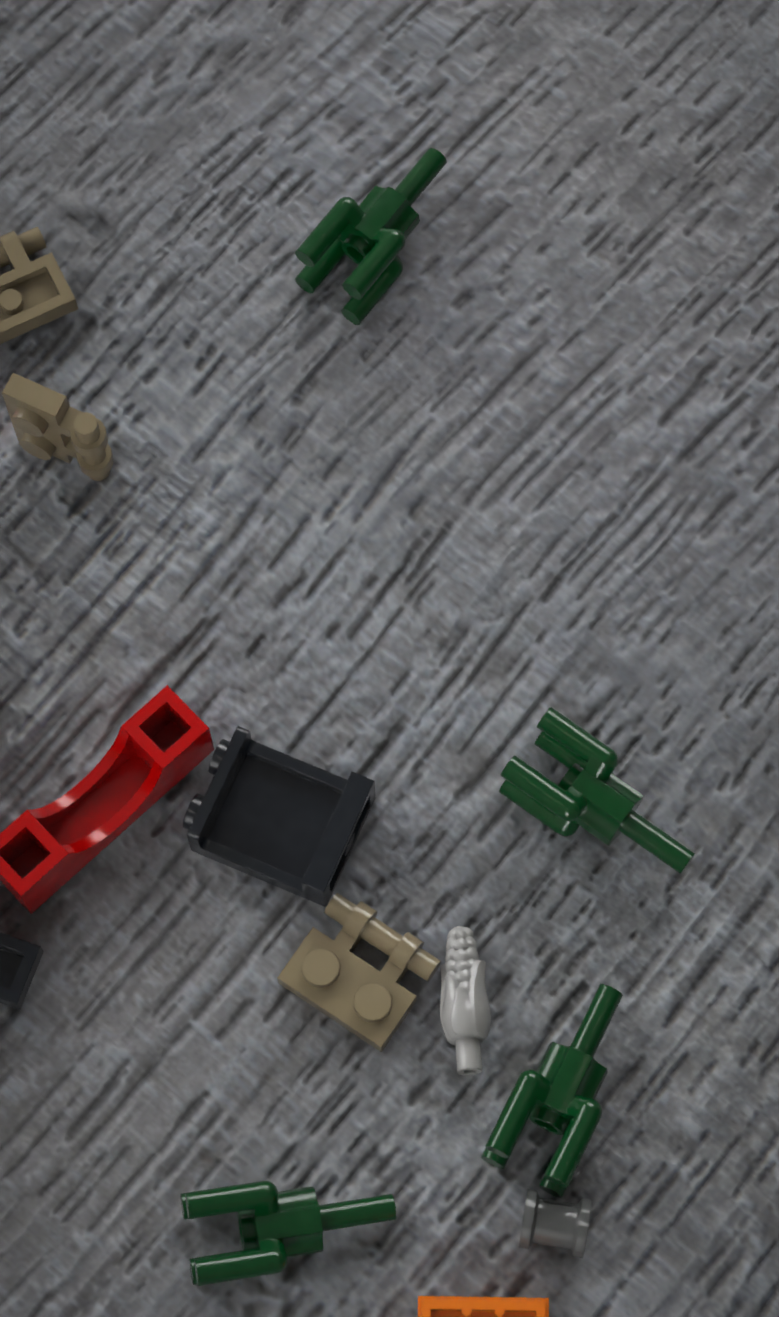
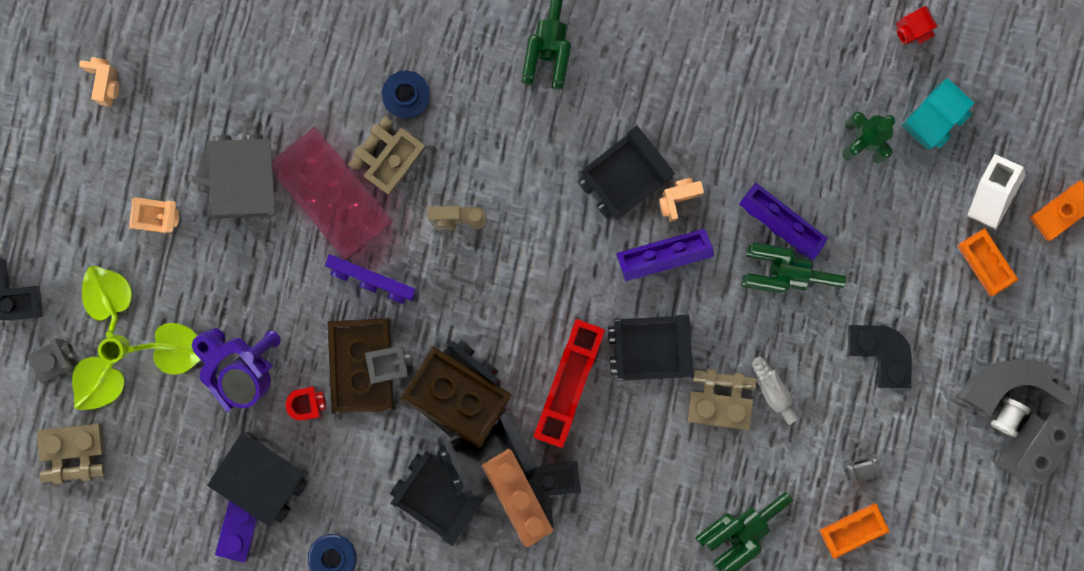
camera: 30 degrees left, 15 degrees up
(92, 234) = (405, 109): none -> dark blue piece
(388, 668) = (665, 254): none -> dark purple plate
(391, 506) = (625, 174): none -> black panel
(471, 577) = (683, 190): none -> light nougat bracket
(559, 1097) = (839, 416): dark green plant -> none
(630, 711) = (783, 221): none -> dark purple plate
(717, 1029) = (890, 348): none -> black plate

